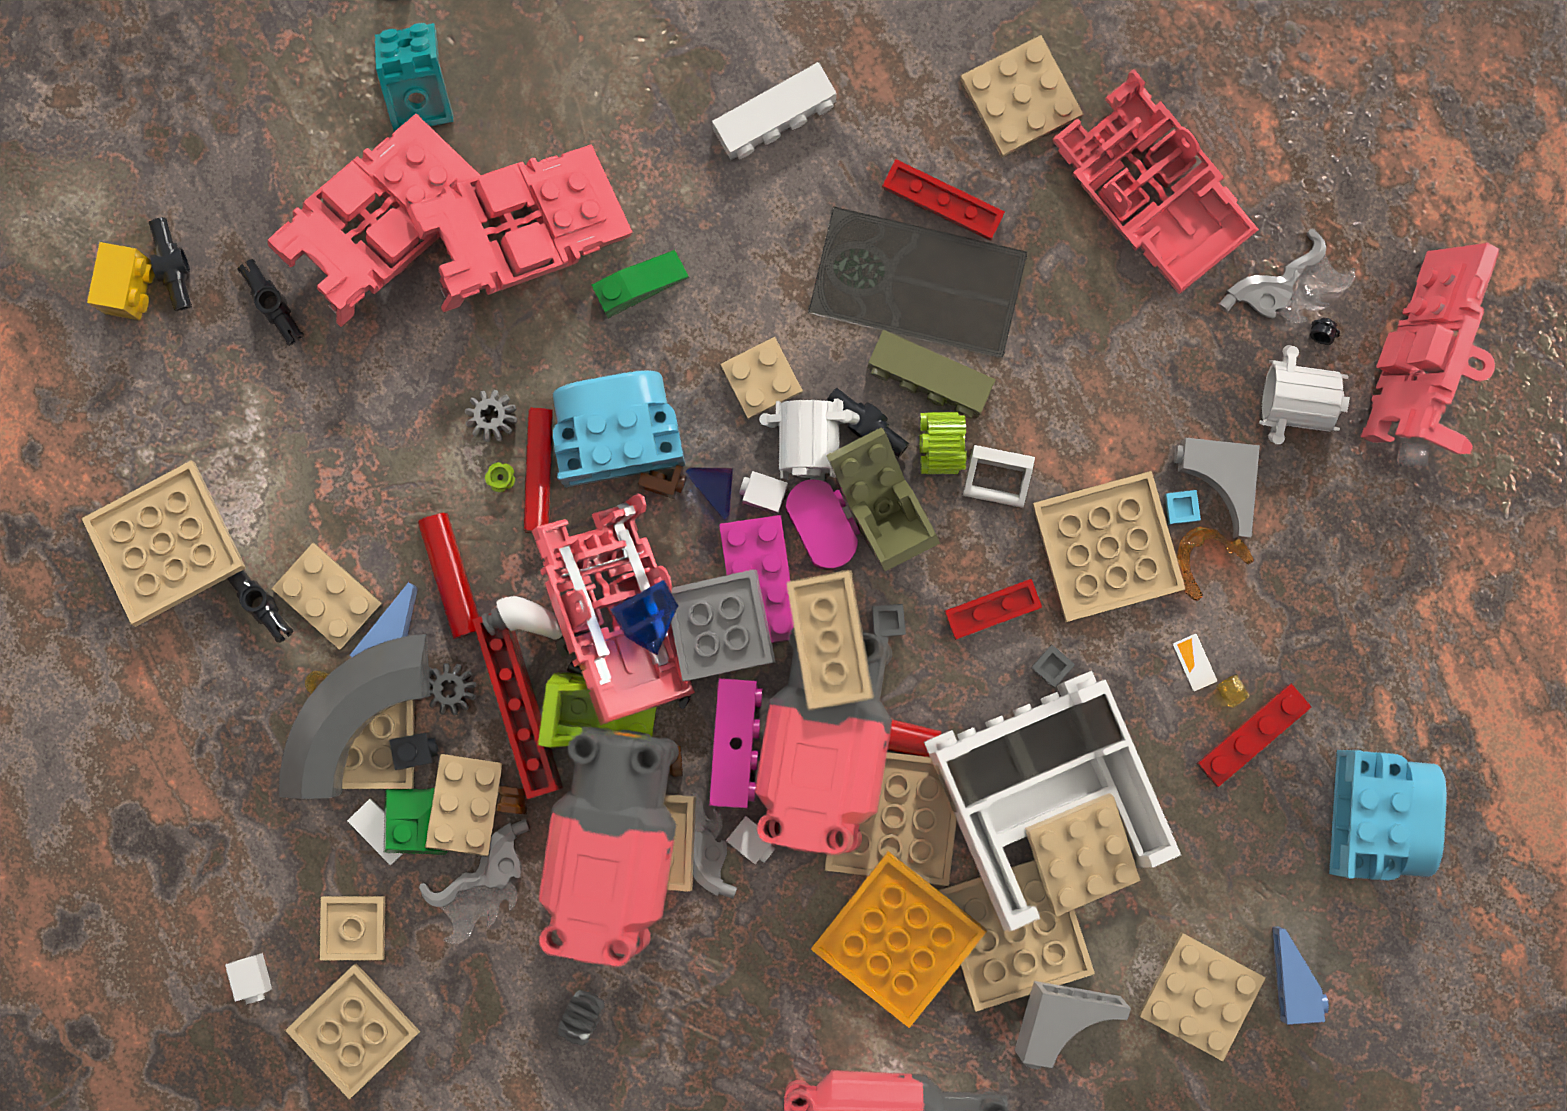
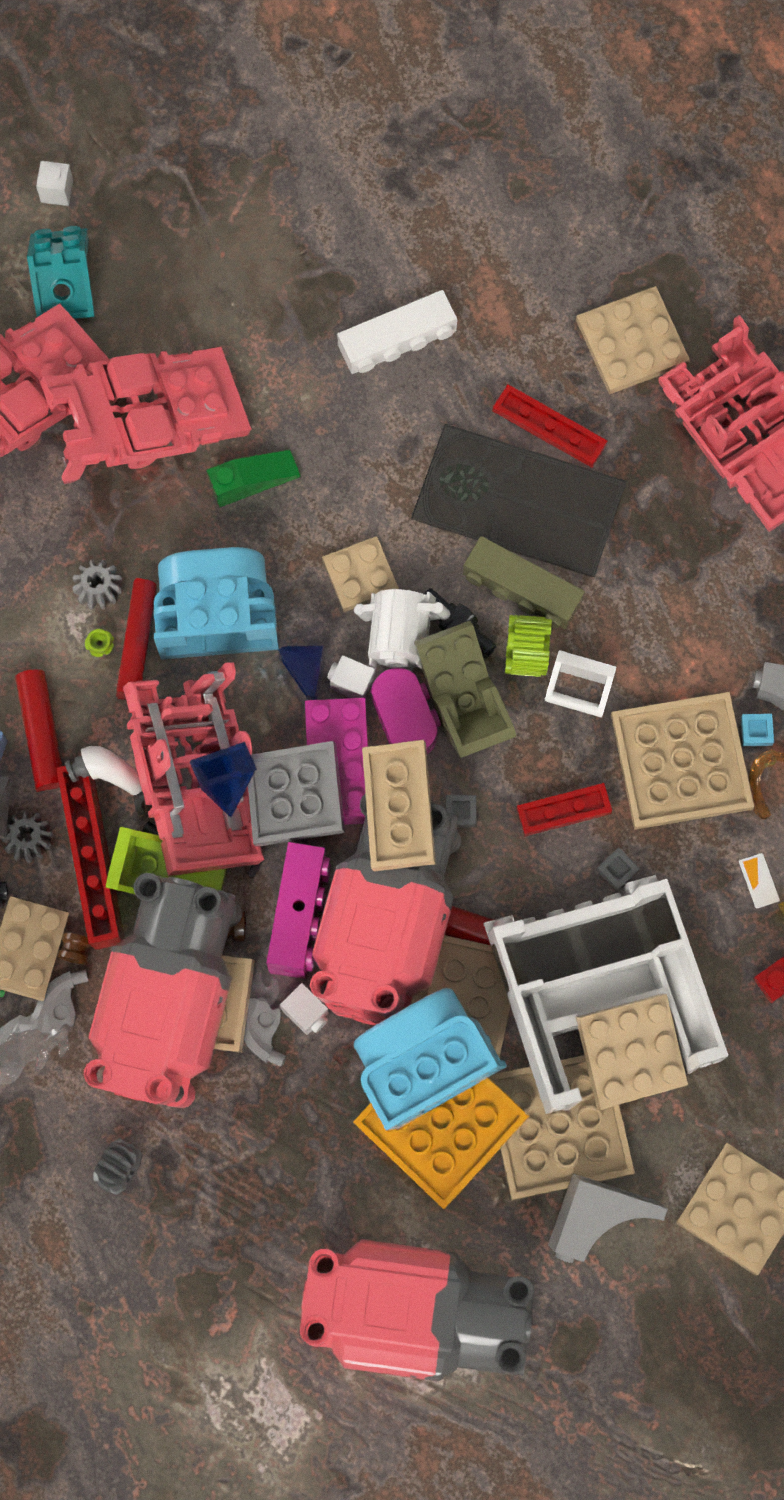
camera: 10 degrees right, 10 degrees down
(657, 482) = (251, 662): reddish brown bracket -> none
(879, 892) = (423, 1058): none -> medium azure brick

